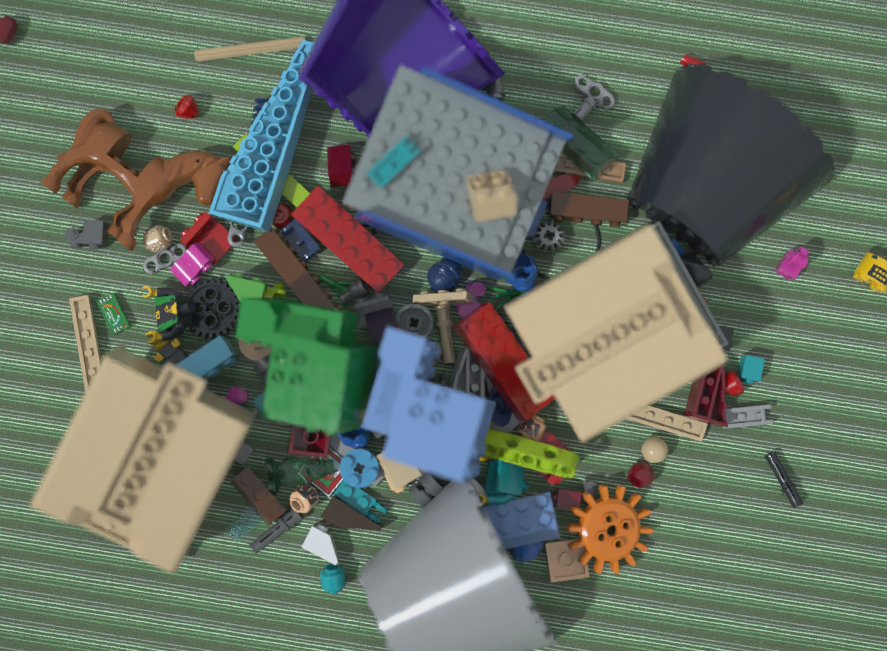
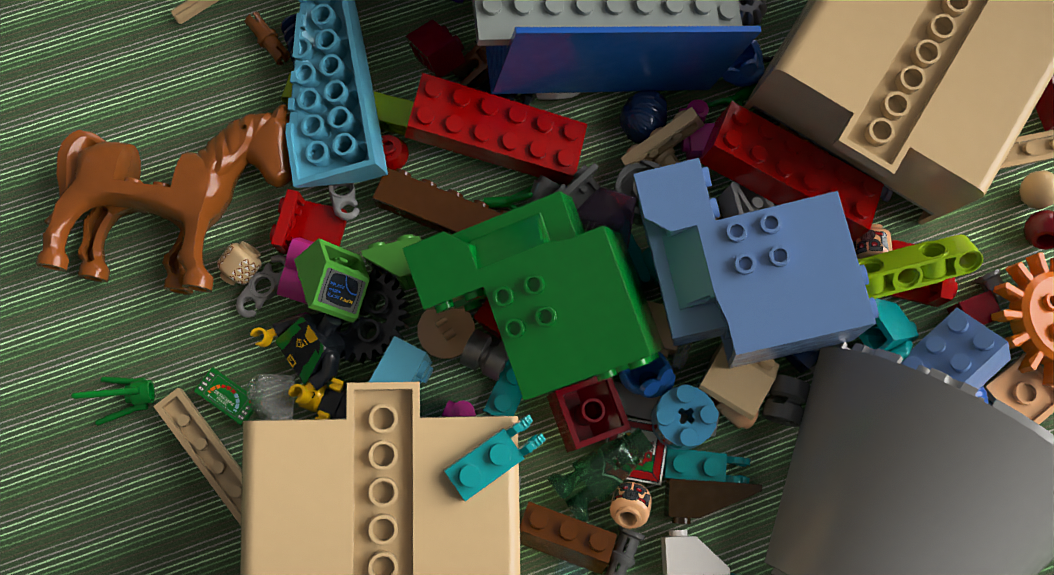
camera: 30 degrees left, 10 degrees down
(64, 285) = (137, 391): none -> green plant
(93, 234) = (147, 306): dark grey brick -> none
(135, 331) = (271, 397): none -> clear slope
(186, 107) = (195, 81): red cone -> none
(202, 284) = (332, 279): none -> bright green slope
(222, 442) = (491, 459): none -> teal hinge
(244, 100) = (267, 38): none -> dark orange pin
(300, 240) = (434, 165): dark blue hinge -> none

